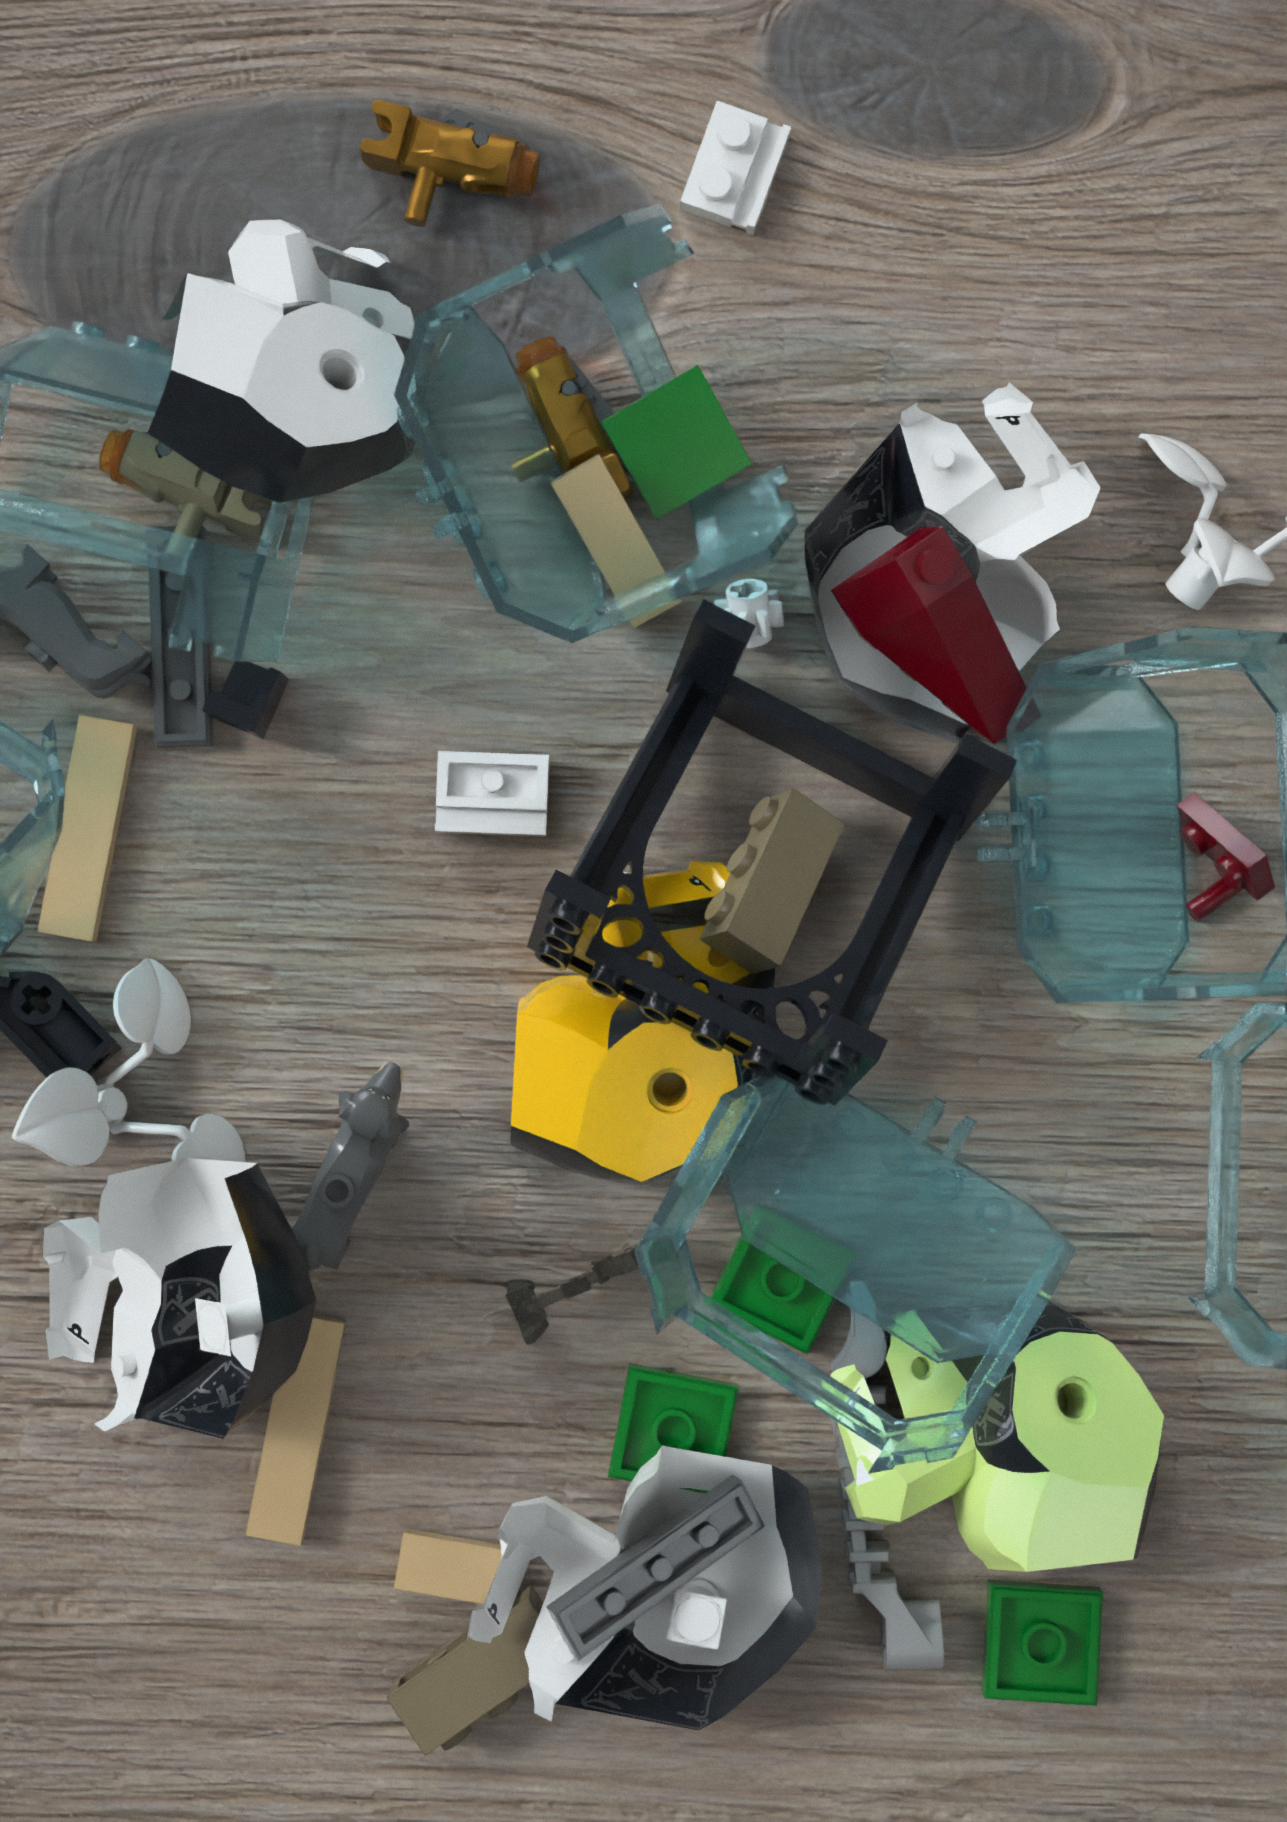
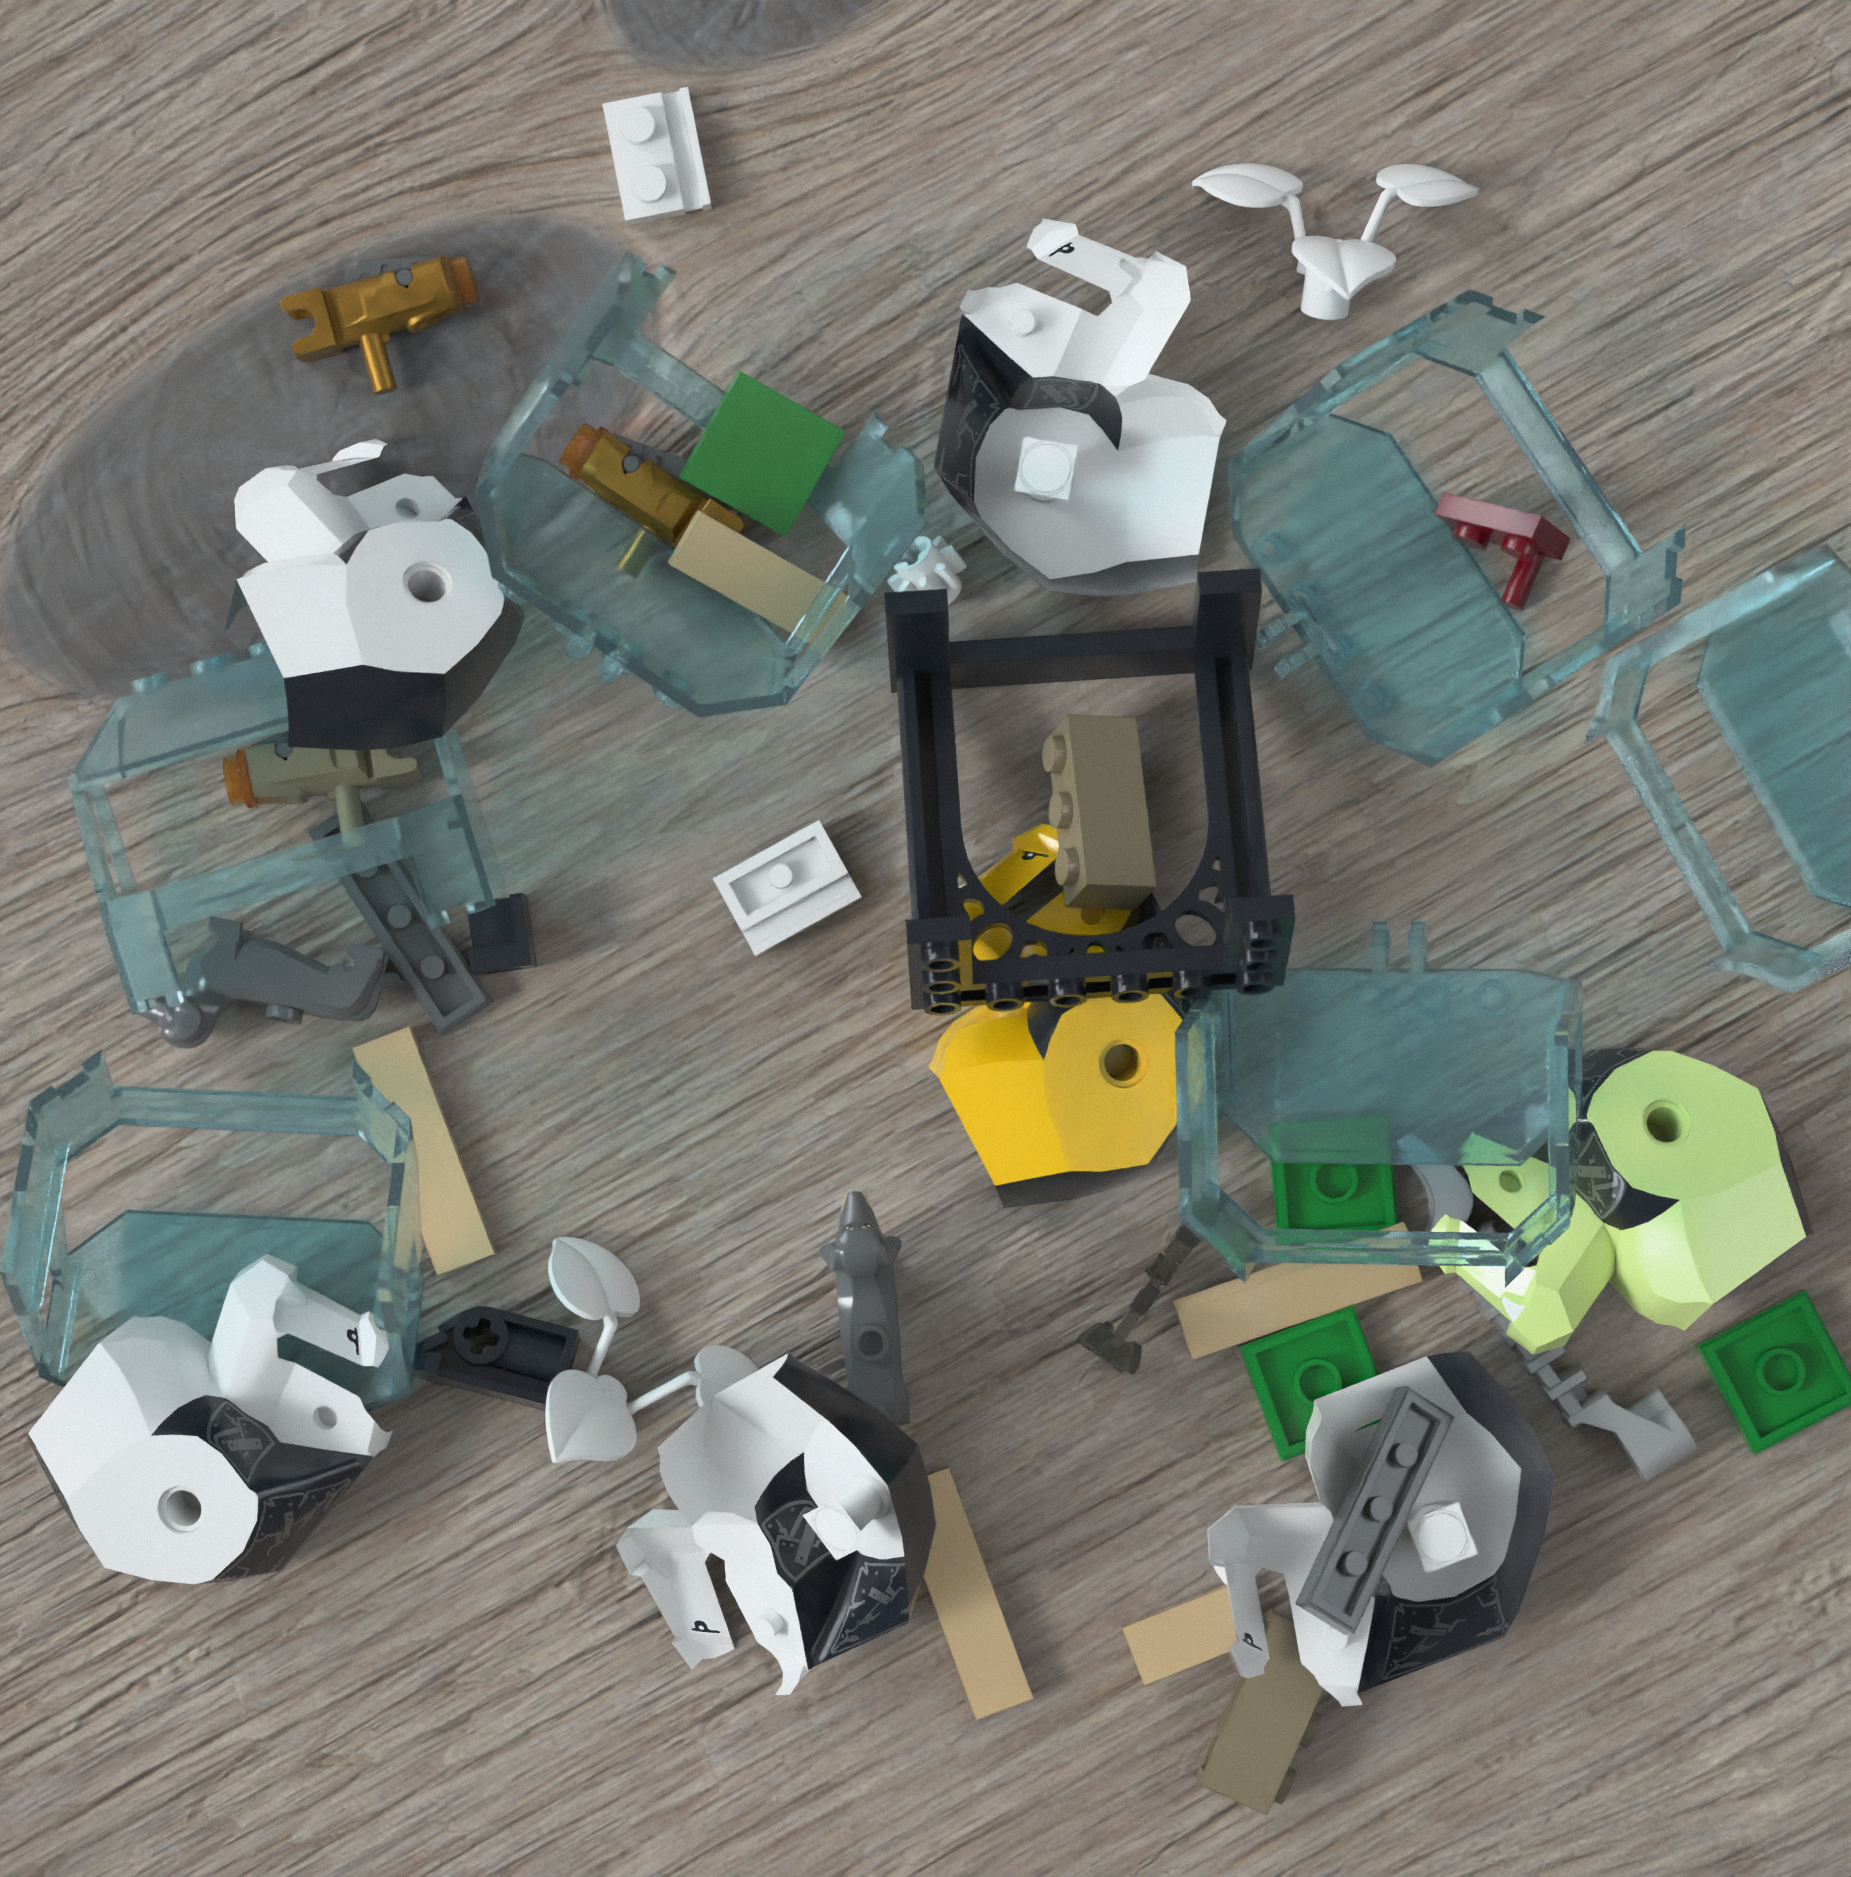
camera: 25 degrees left, 0 degrees up
(630, 1337) = (1281, 1299): none -> tan tile
(935, 626) = (1111, 485): dark red wedge -> none

